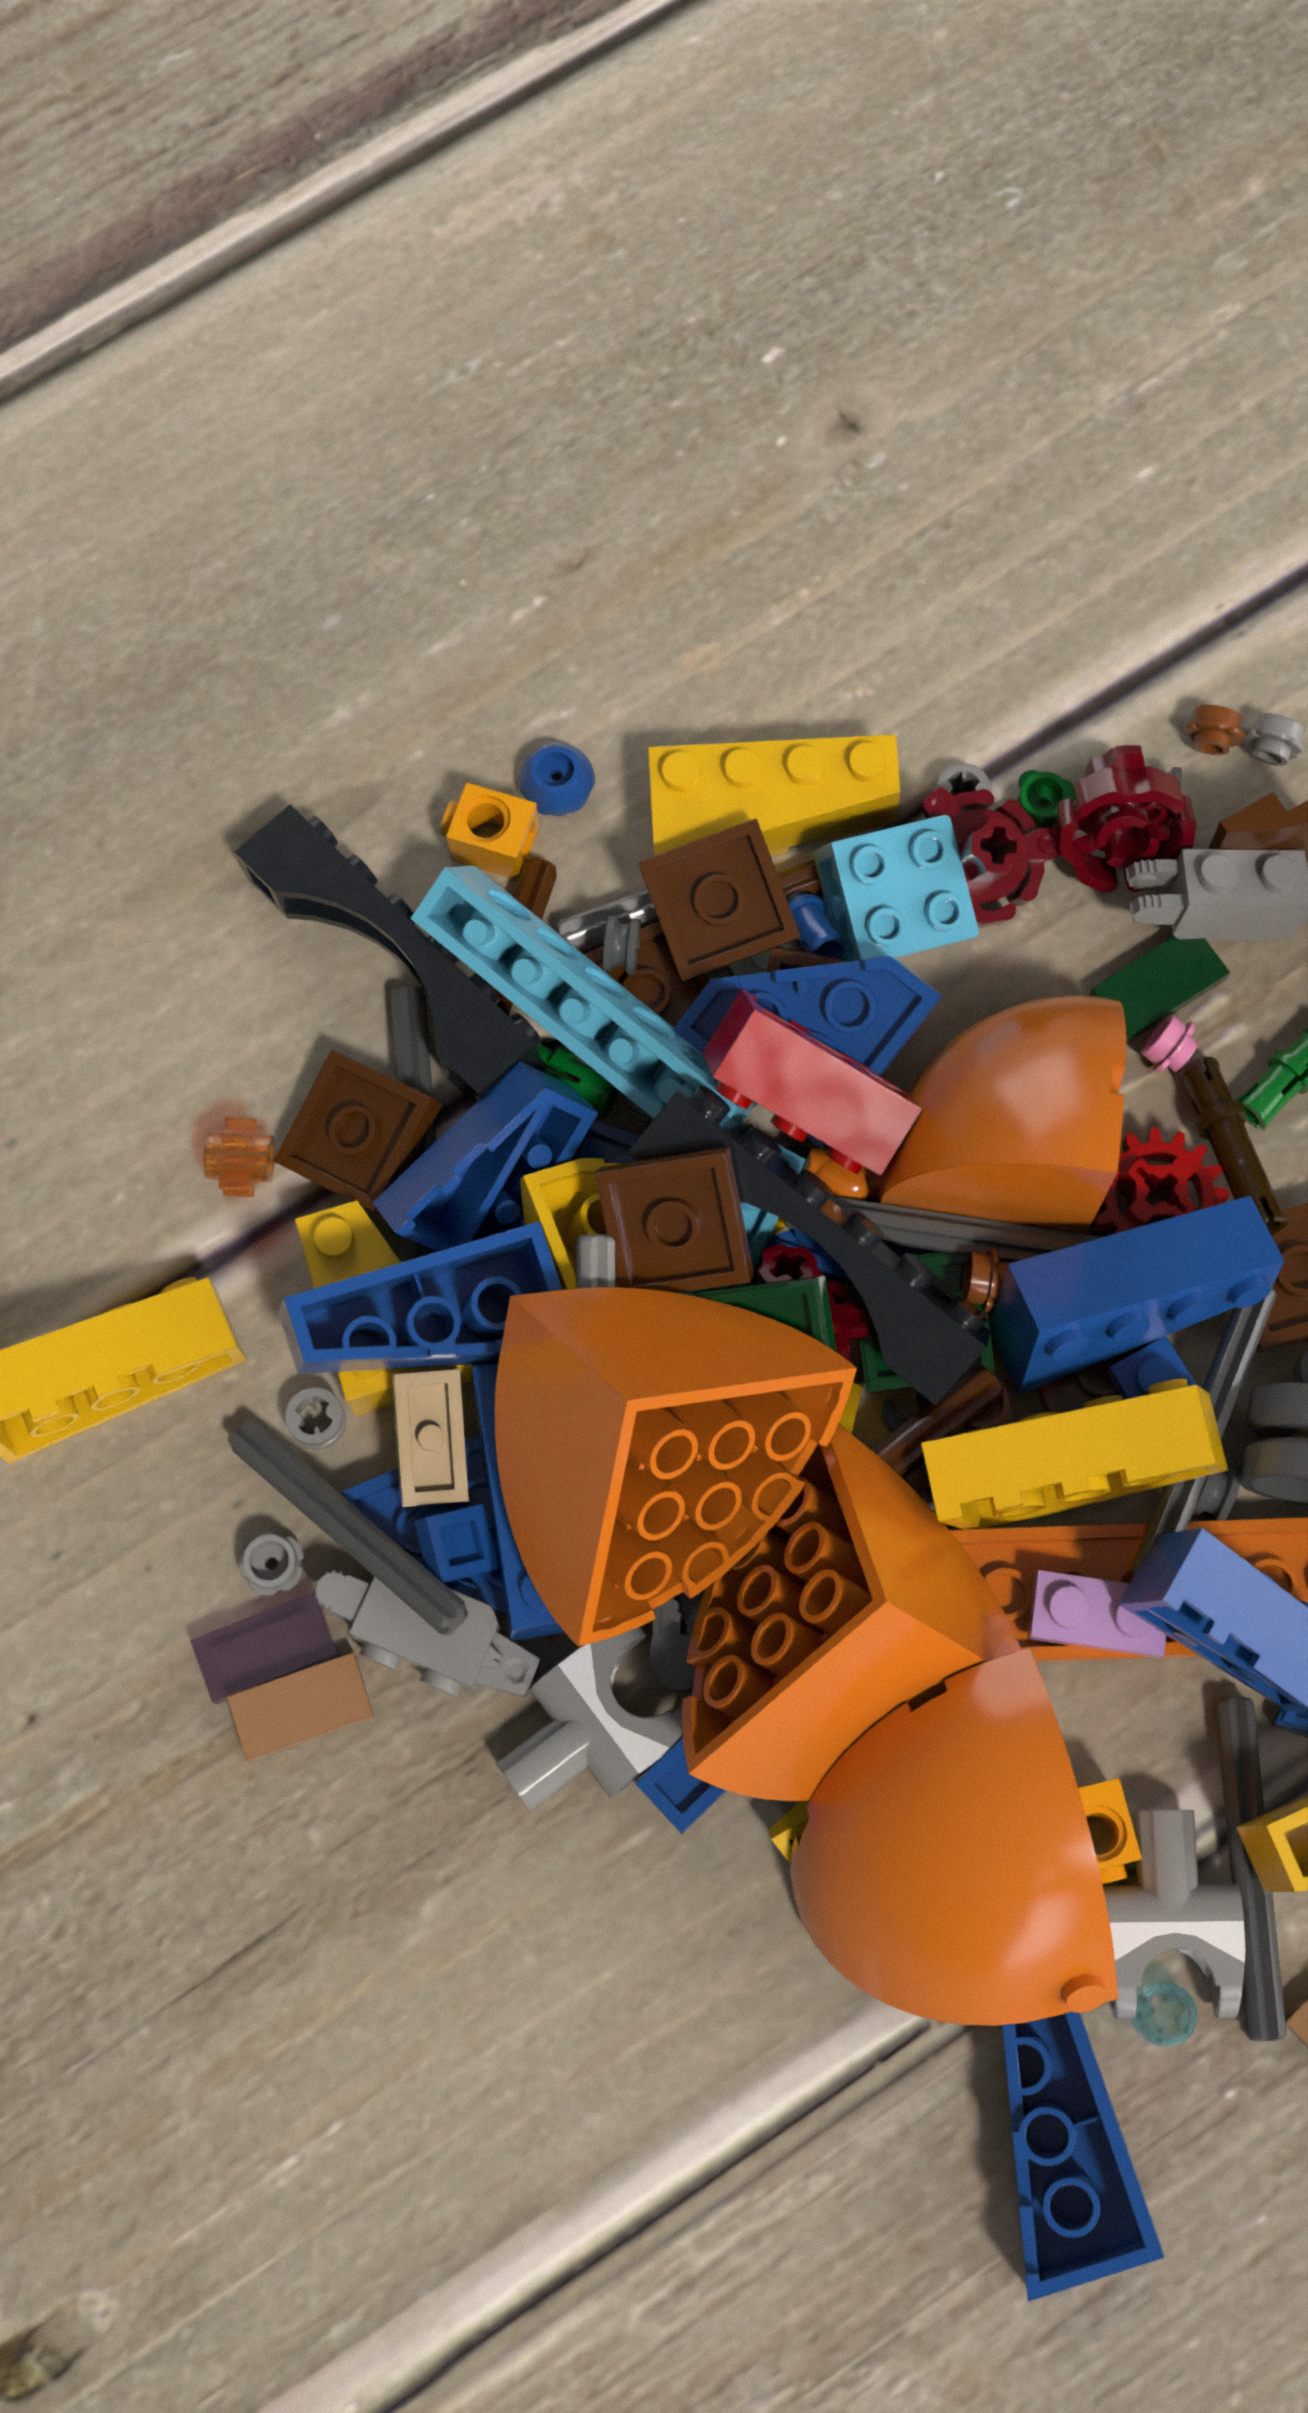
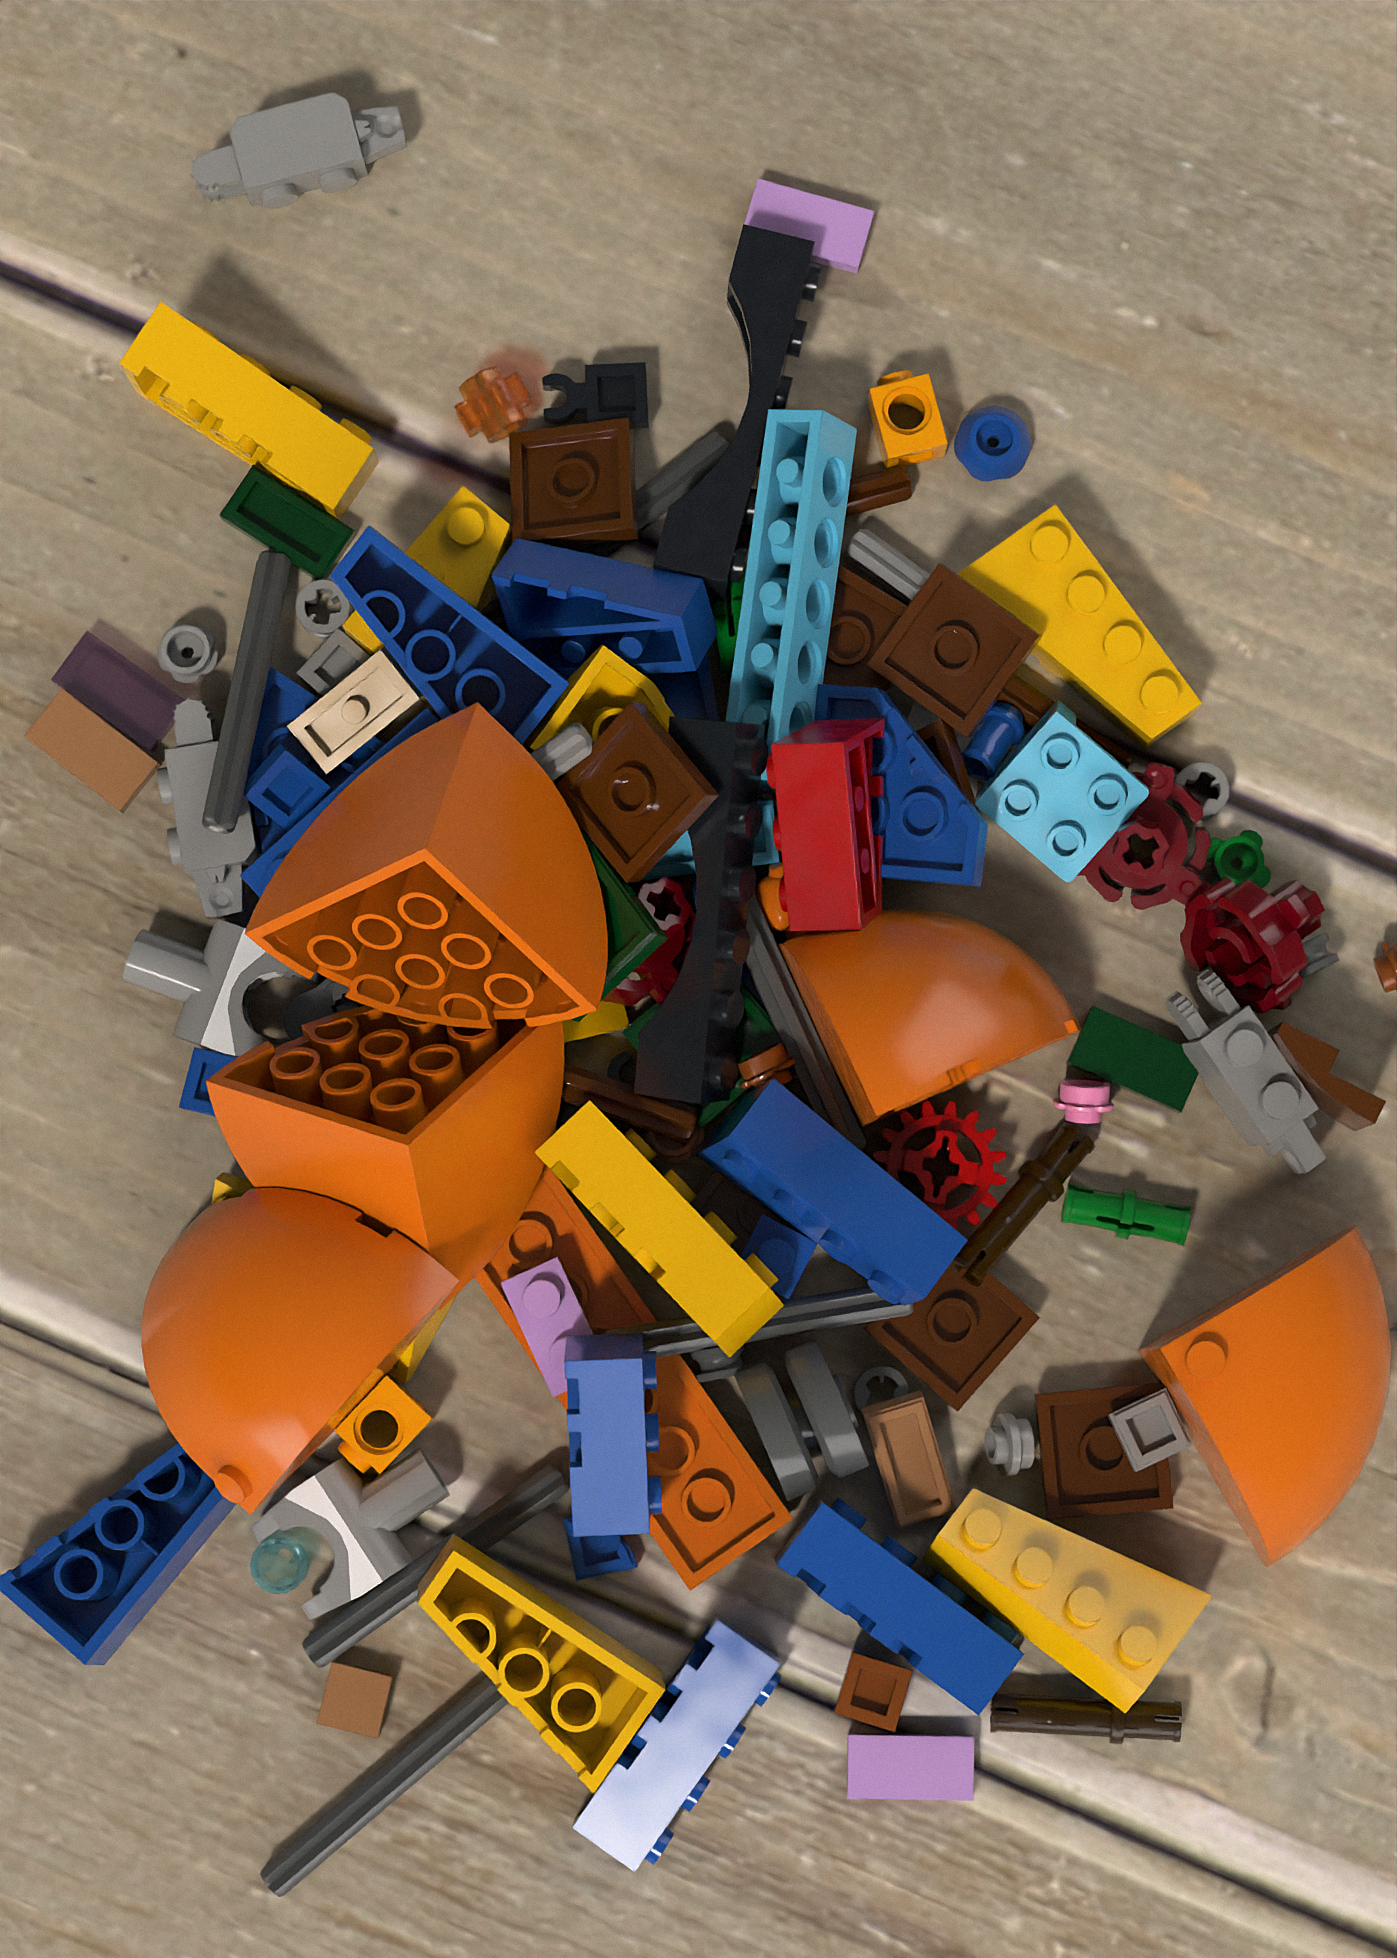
camera: 55 degrees right, 10 degrees up
(218, 1402) = (287, 524): none -> dark green tile
(286, 784) = (835, 226): none -> lavender tile
(295, 1062) = (606, 394): none -> black plate
(372, 1438) = (332, 663): none -> light grey plate
(621, 945) = (866, 595): dark grey bush -> none

